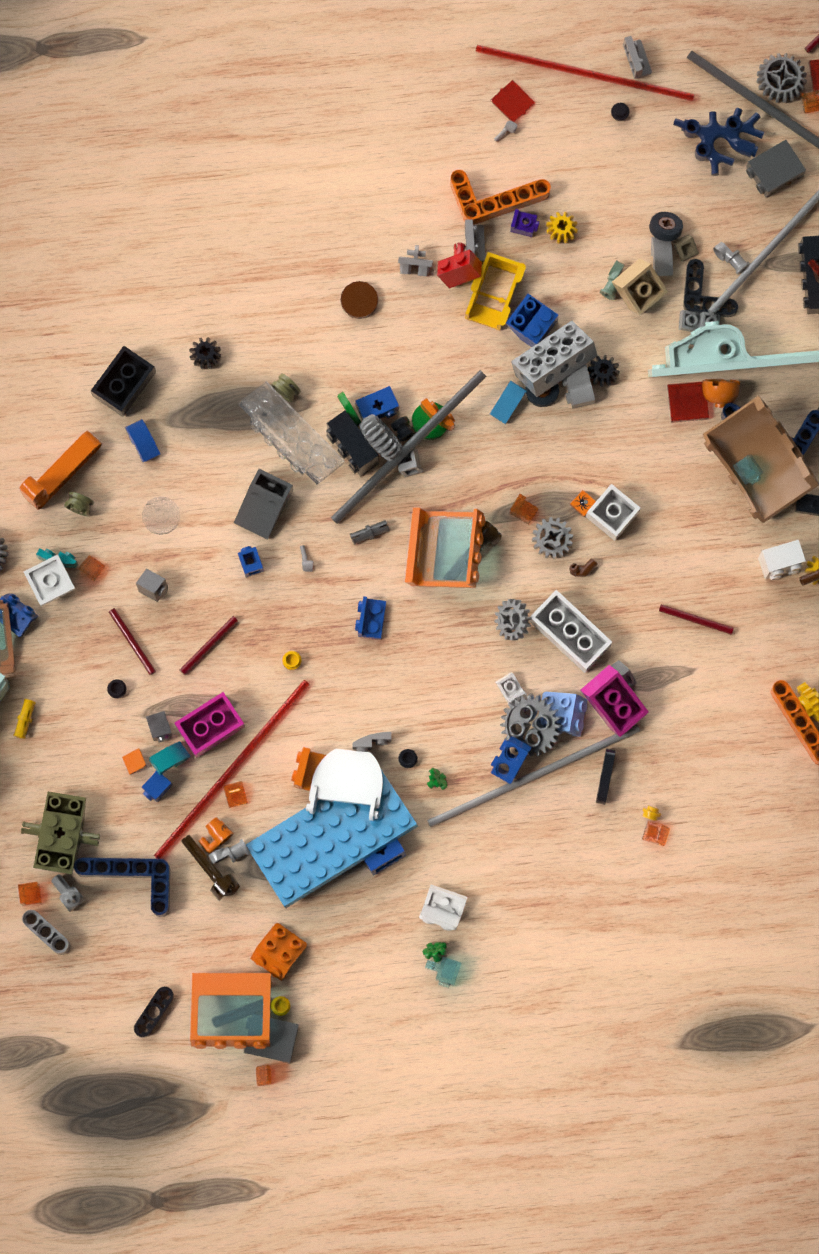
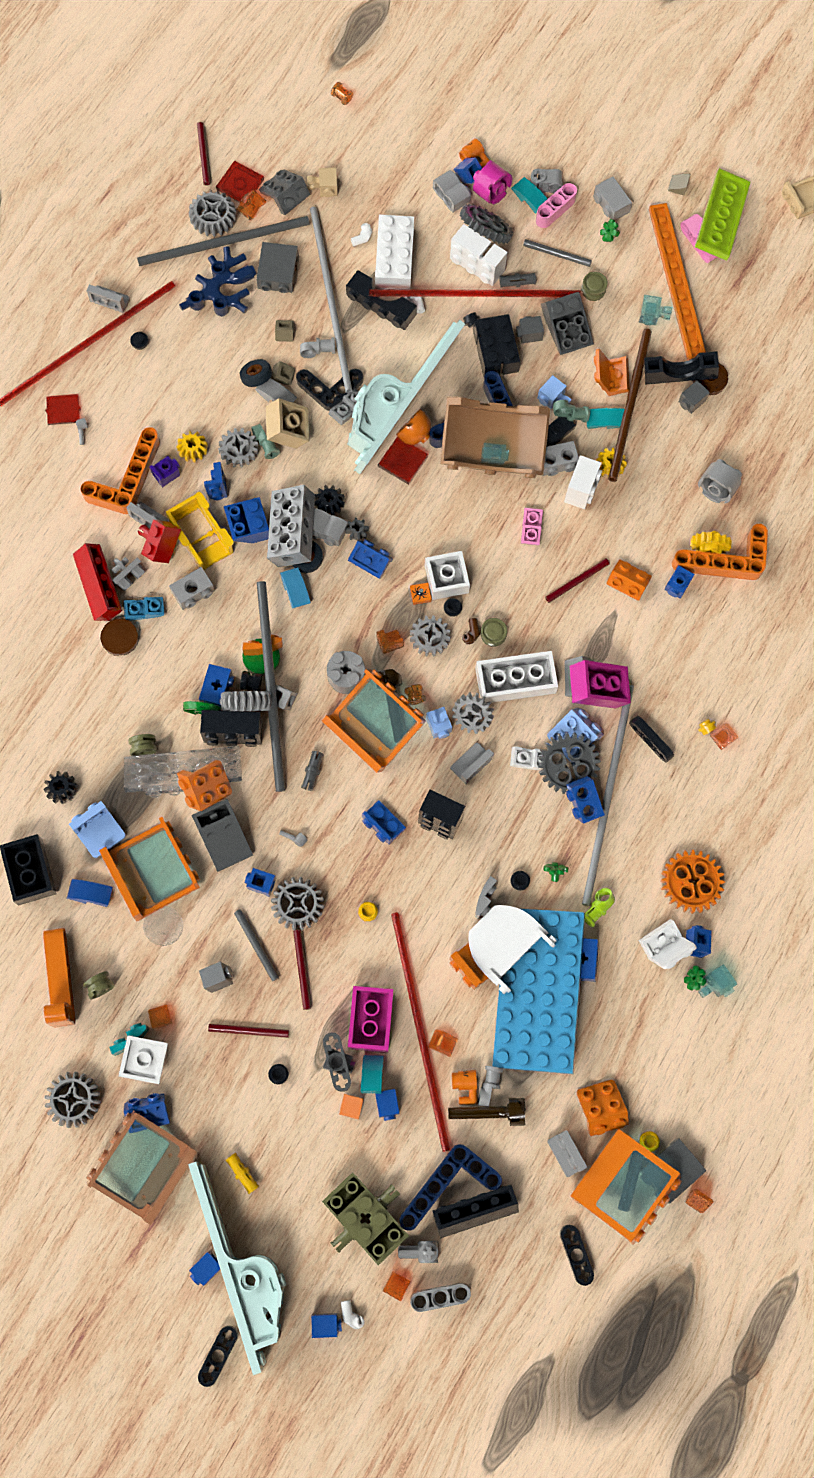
camera: 55 degrees left, 5 degrees down
(127, 911) = (475, 1211): none -> black brick
(170, 715) = (327, 1048): none -> dark grey beam
(194, 407) = (97, 829): none -> light blue bracket
(195, 472) = (151, 870): none -> clear light blue panel
(200, 596) = (256, 945): none -> dark grey bar
(222, 948) = (567, 1153): none -> light grey bracket
(247, 601) = (291, 909): none -> light grey gear
(289, 460) = (205, 785): none -> orange bracket
(388, 247) = (97, 582): none -> red brick
(397, 300) = (143, 609): none -> dark azure slope
(407, 655) = (440, 815): none -> black brick
(433, 835) = (599, 907): none -> lime connector
(434, 316) = (196, 579): none -> light grey brick
(472, 485) = (343, 662): none -> light grey brick
(473, 932) = (701, 938): none -> blue brick
(474, 650) = (472, 762): none -> light grey panel
(485, 600) = (439, 723): none -> light blue brick
(493, 563) = (415, 694): none -> clear orange wheel
(498, 881) = (710, 878): none -> orange gear
(548, 273) = (217, 486): none -> blue bracket
(581, 441) = (370, 558): none -> blue bracket
(586, 258) = (247, 448): none -> light grey gear
(592, 537) = (452, 607): none -> black plate
(596, 406) = (357, 535): none -> dark grey gear
(596, 585) = (493, 632): none -> olive wheel
(713, 548) = (531, 526): none -> bright pink slope
(725, 218) = (284, 330): none -> dark tan slope
(730, 660) = (629, 579): none -> orange bracket
(753, 708) = (684, 577): none -> blue brick
(793, 520) = (556, 453): none -> light grey brick

